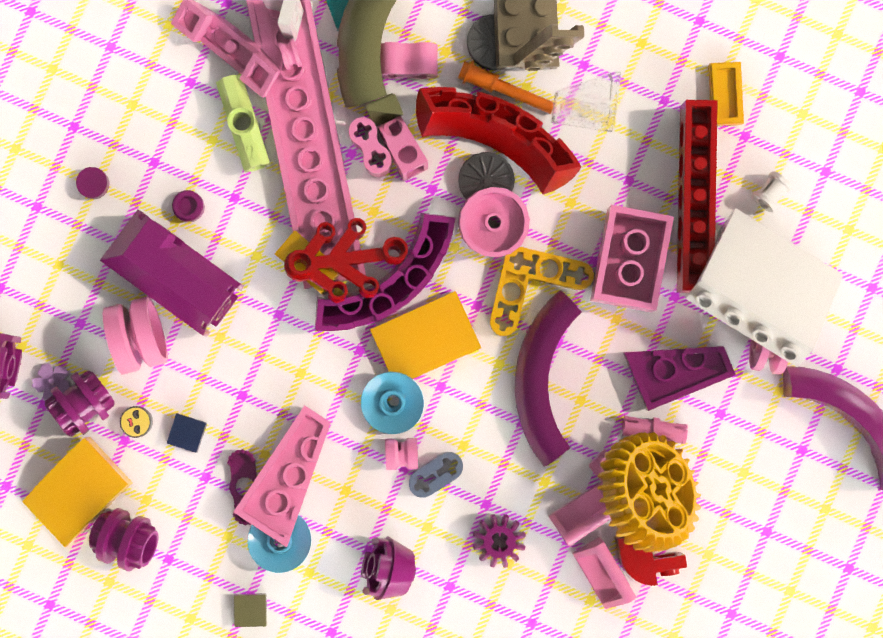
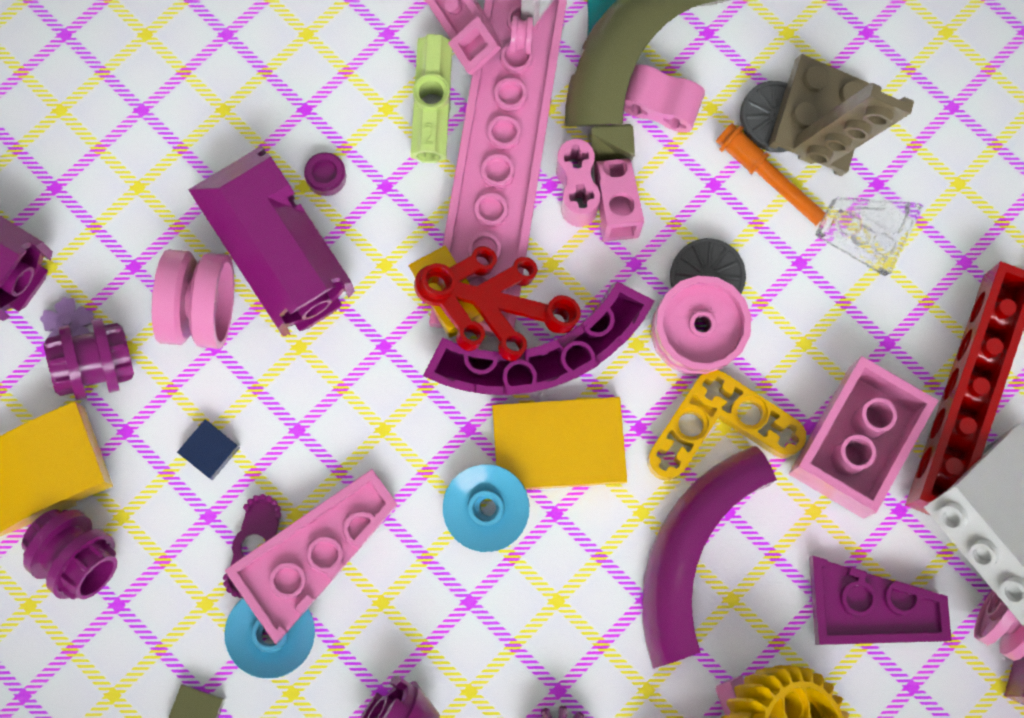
camera: 20 degrees right, 10 degrees down
(92, 183) = (220, 105): magenta tile -> none
(136, 421) = (150, 412): tile -> none
(401, 454) = (472, 579): bright pink wheel -> none
(431, 468) = (510, 635): sand blue beam -> none
(501, 127) = (748, 218): red brick -> none
(673, 431) = (844, 685): bright pink pin -> none

